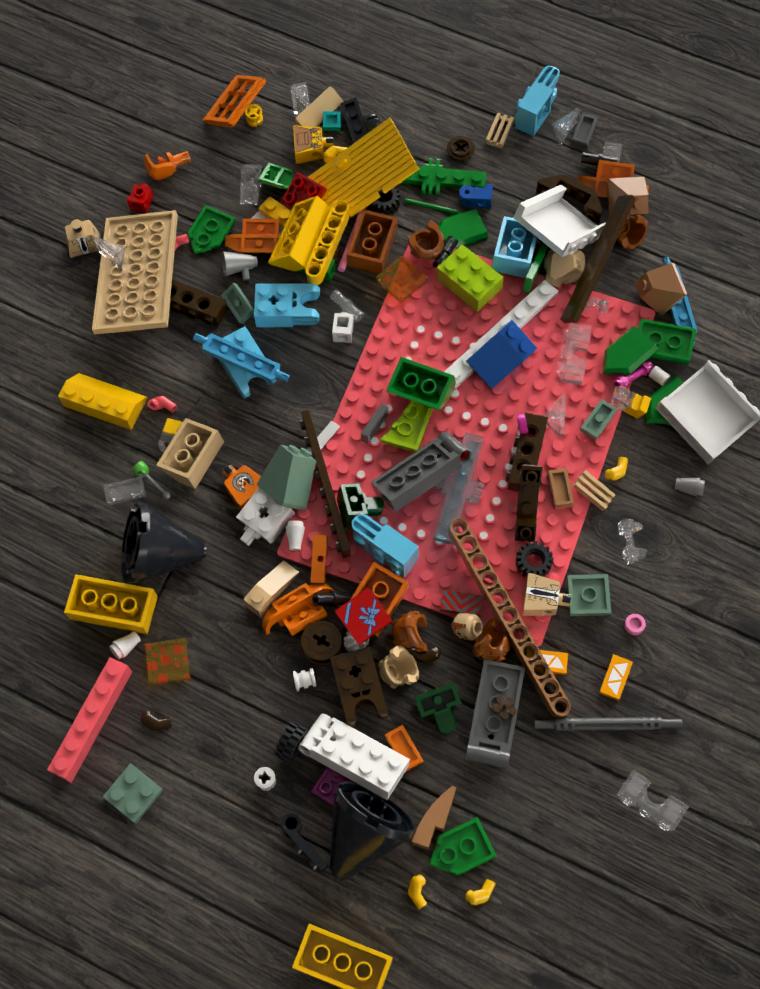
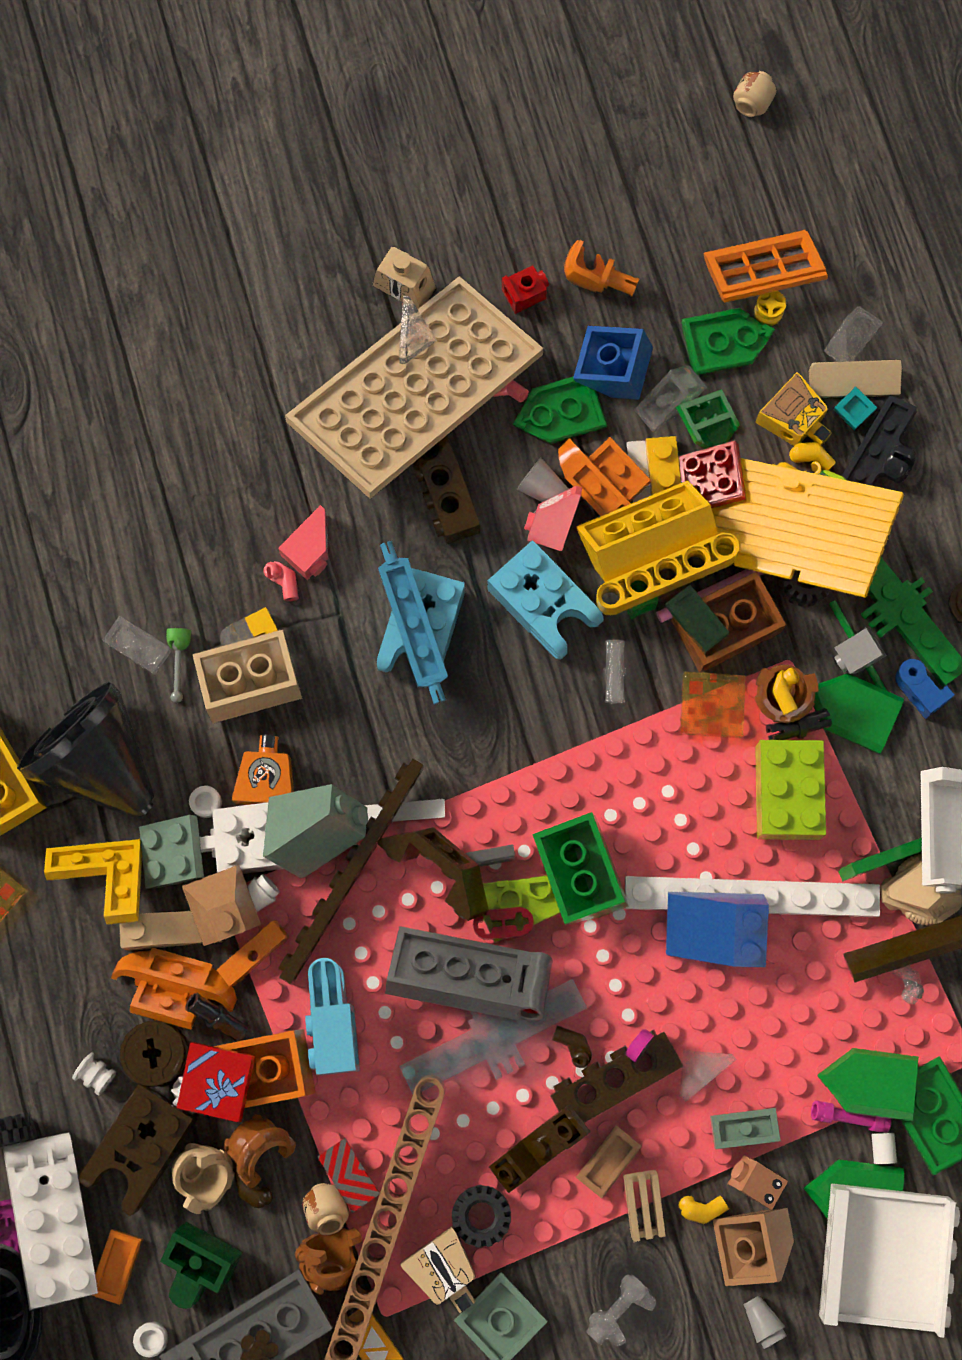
camera: 45 degrees right, 10 degrees up
(102, 400) = (226, 507): yellow slope -> none
(156, 43) = (754, 93): none -> tan head
(158, 379) = (308, 545): none -> coral slope
(211, 189) = (614, 361): none -> blue slope
(216, 581) = (117, 860): none -> yellow plate
(227, 524) = (204, 800): none -> white tile
(236, 555) = (171, 852): none -> sand green plate
(238, 303) = (494, 540): sand green plate -> none
(247, 144) = (724, 340): none -> green tile
(255, 269) = (553, 519): none -> coral slope
(283, 551) = (221, 905): none -> medium nougat slope
(343, 327) = (582, 683): white brick -> none
(354, 502) = (352, 939): dark green brick -> none
(359, 247) = (697, 619): none -> clear green tile
(385, 436) = (468, 892): none -> dark brown slope
(409, 435) = (503, 931): none -> dark red beam
(426, 240) = (782, 689): none -> yellow arm
(437, 204) = (859, 652): none -> light grey brick
(453, 761) = (150, 1339): none -> white tile
(496, 457) = (577, 1046): none -> dark brown arm
(514, 249) = (882, 808): medium azure brick -> none
(572, 367) = (783, 1029): clear arch -> none
(627, 435) = (757, 1182): none -> nougat brick
(630, 402) = (808, 1146): leg -> none
(653, 461) = (754, 1246): none -> medium nougat slope

